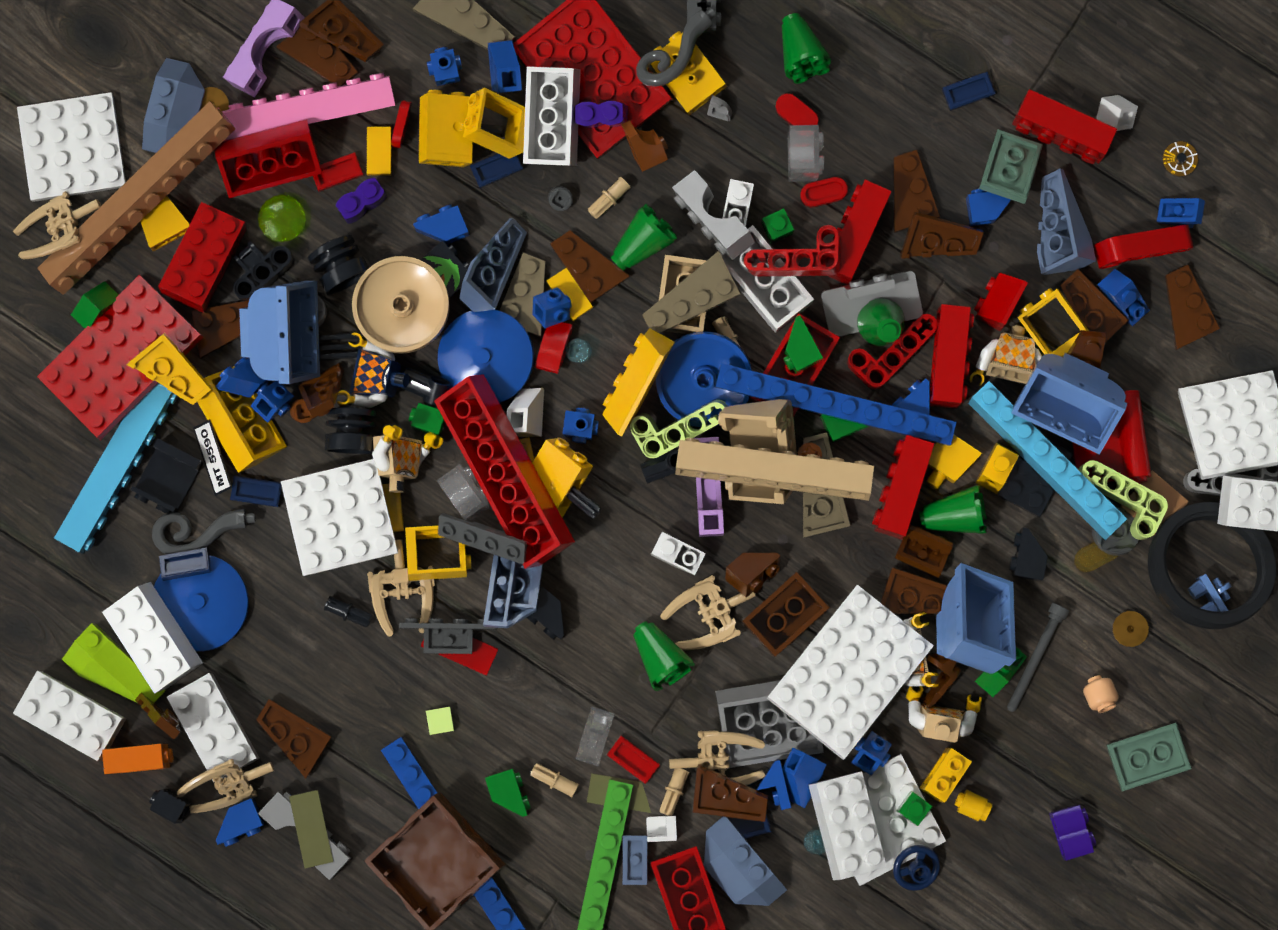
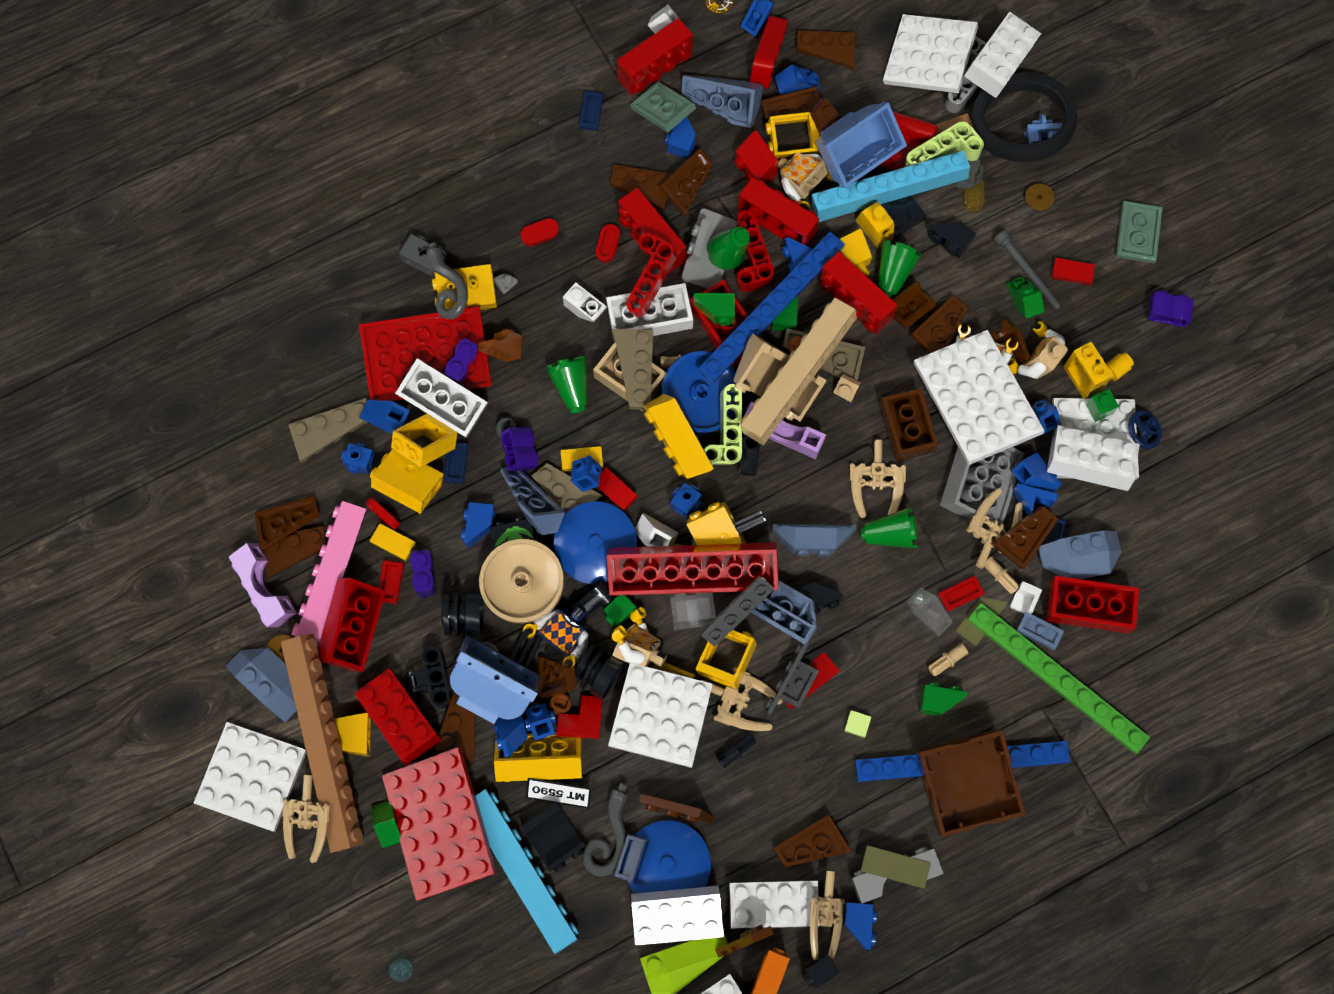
camera: 60 degrees left, 10 degrees down
(170, 368) = (471, 783): yellow wing -> none
(252, 580) = (674, 809): none -> reddish brown wing
(256, 491) = (603, 773): dark blue tile -> none
(282, 218) = (401, 642): clear neon green dish -> none
(294, 448) = (583, 725): none -> red tile
(543, 225) = (519, 449): none -> dark purple brick
(578, 350) = (628, 473): clear light blue tile -> none
(587, 266) = (567, 434): reddish brown wing -> none
(608, 198) = (525, 393): tan axle -> none
(609, 577) = (812, 538): none -> sand blue wedge
(677, 553) = (821, 479): white slope -> none
(729, 233) = (605, 315): light grey arch -> none
(751, 570) = (862, 433): reddish brown slope -> none
(777, 226) = (615, 283): green brick -> none
(794, 529) = (847, 387): none -> tan plate
(802, 50) = (496, 202): green cone -> none
(803, 153) = (573, 237): clear brick -> none
(813, 842) = (1090, 491): clear light blue tile -> none
(977, 620) = (986, 289): medium blue container -> none
(1061, 706) = (1073, 271): none -> red tile
(1101, 694) = (1078, 238): light nougat head -> none

